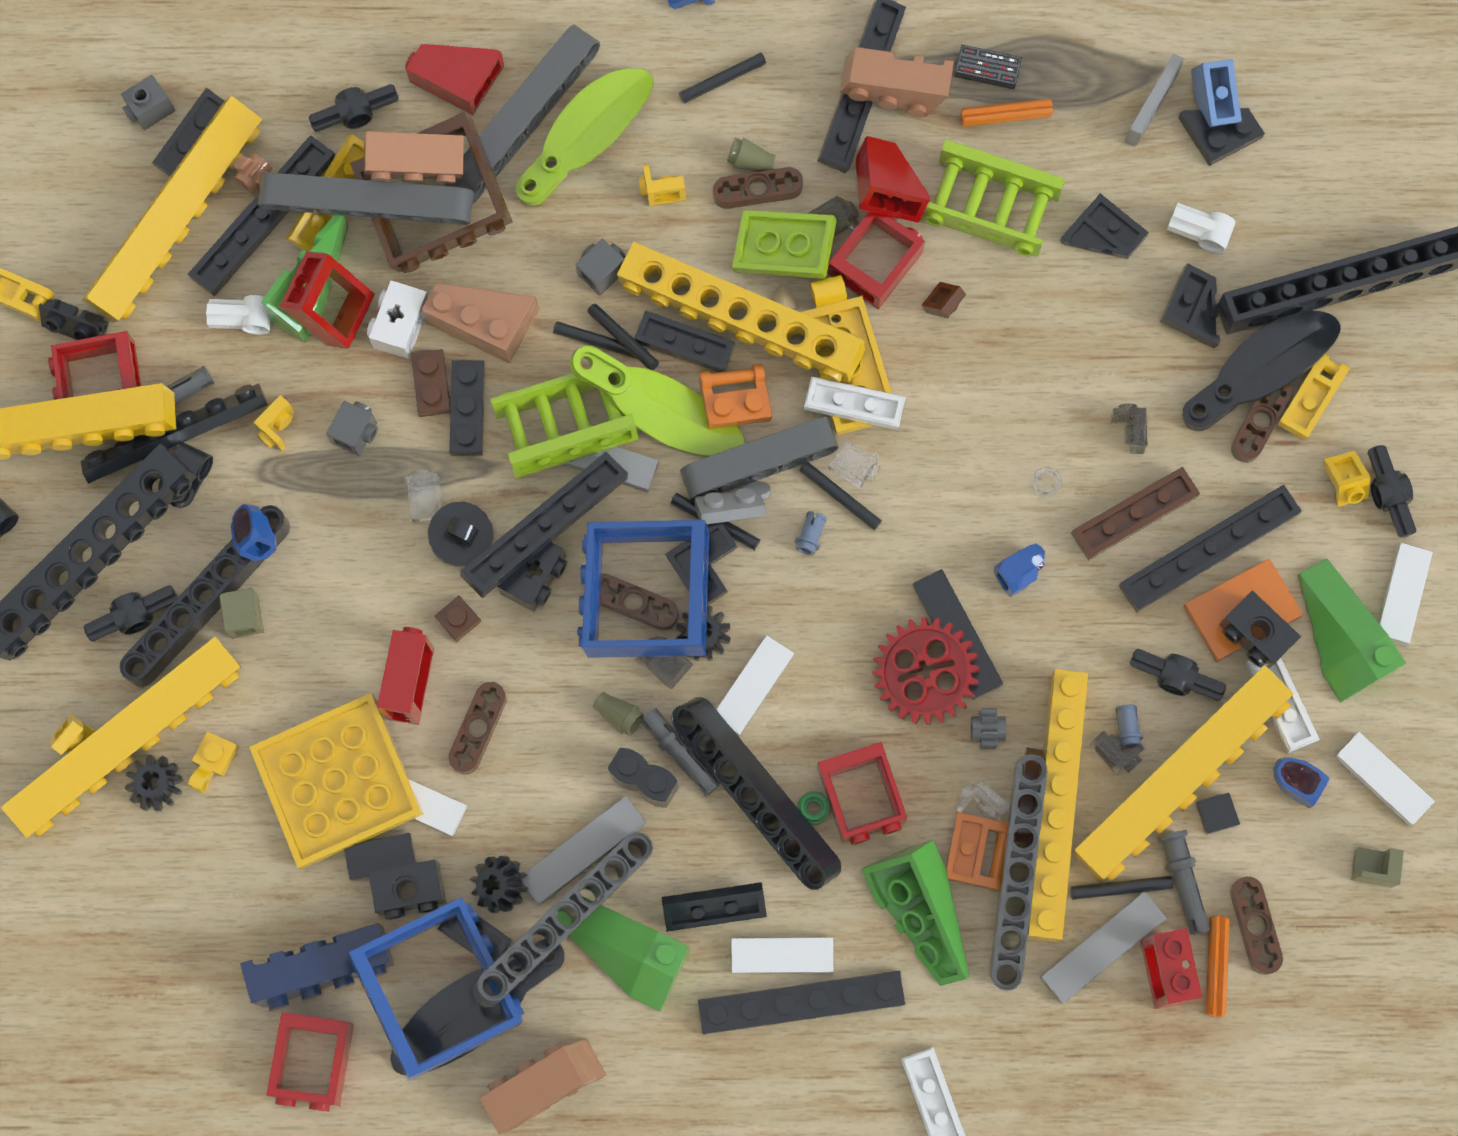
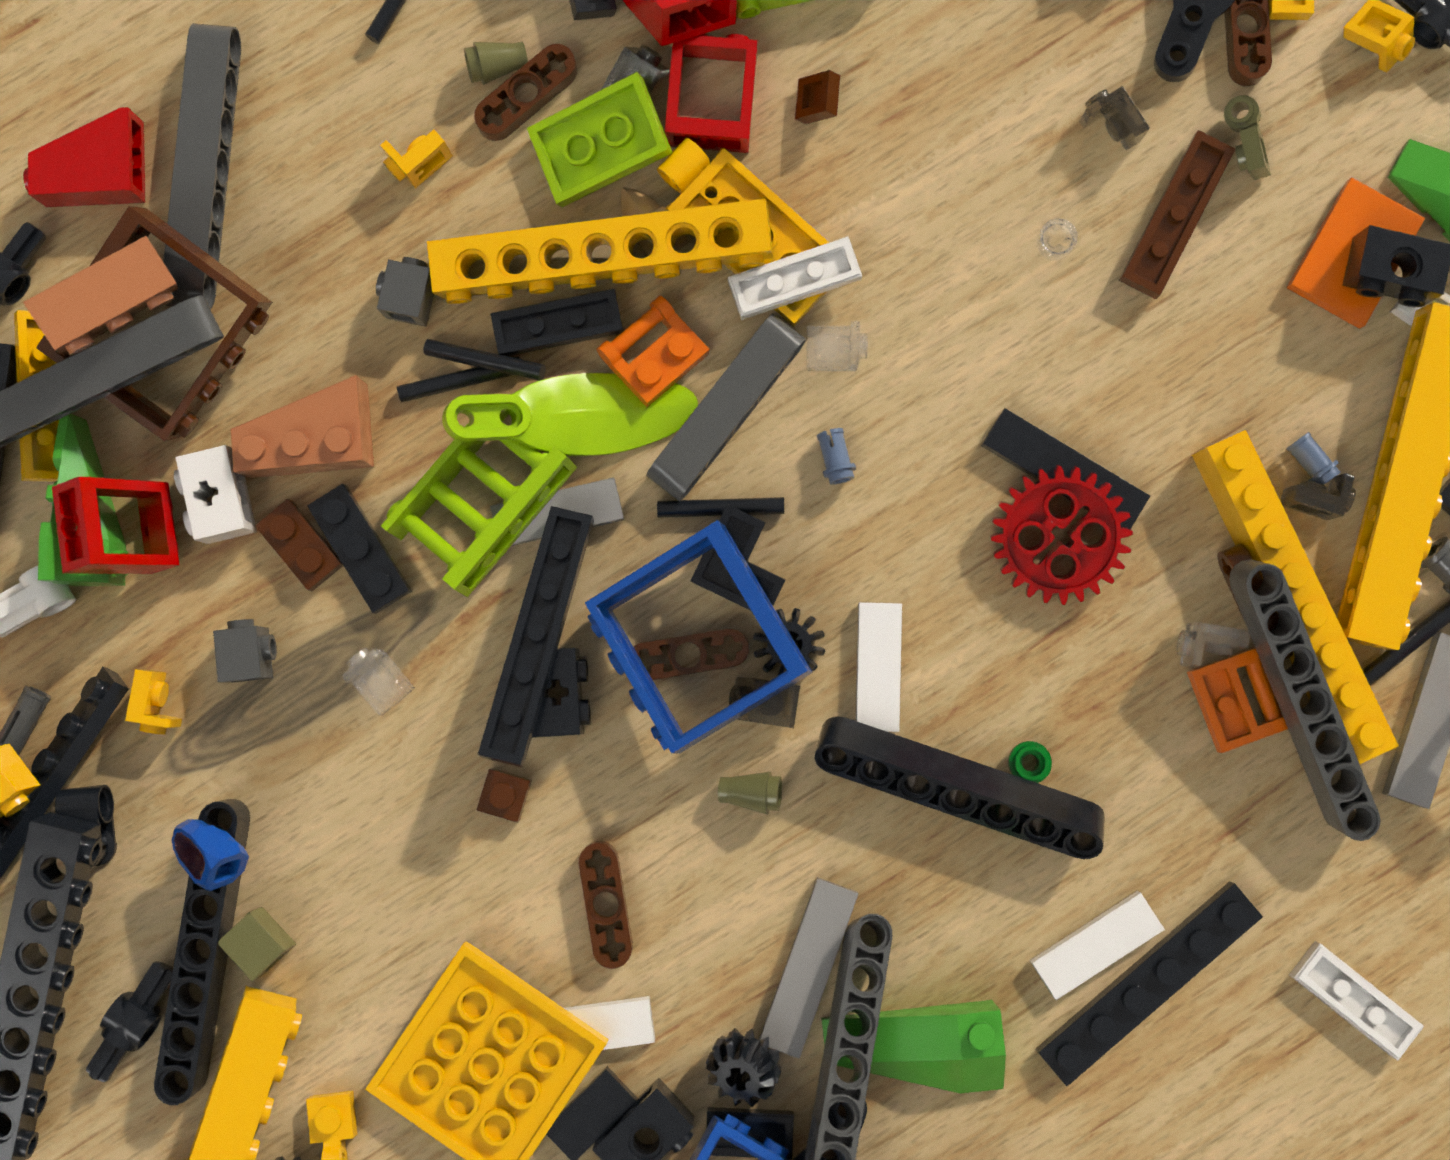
camera: 30 degrees left, 10 degrees up
(405, 676) = (490, 904): red window -> none
(459, 533) = (445, 699): black tile -> none
(586, 129) = (286, 141): lime plant -> none
(635, 774) = (838, 847): black brick -> none
(678, 749) = (847, 792): dark grey pin -> none
(714, 906) = (992, 940): black plate -> none
(733, 505) = (732, 477): light grey hinge -> none
(840, 495) = (840, 392): black bar -> none
(852, 760) = (1123, 731): red window -> none
(919, 898) = (1206, 789): bright green wedge -> none
(988, 728) = (1167, 557): dark grey gear -> none
(1020, 569) = (1092, 356): blue rock -> none
(1177, 674) = (1332, 369): black axle -> none
(1210, 548) = (1281, 204): black plate -> none
(1213, 499) = (1252, 151): none -> olive plate

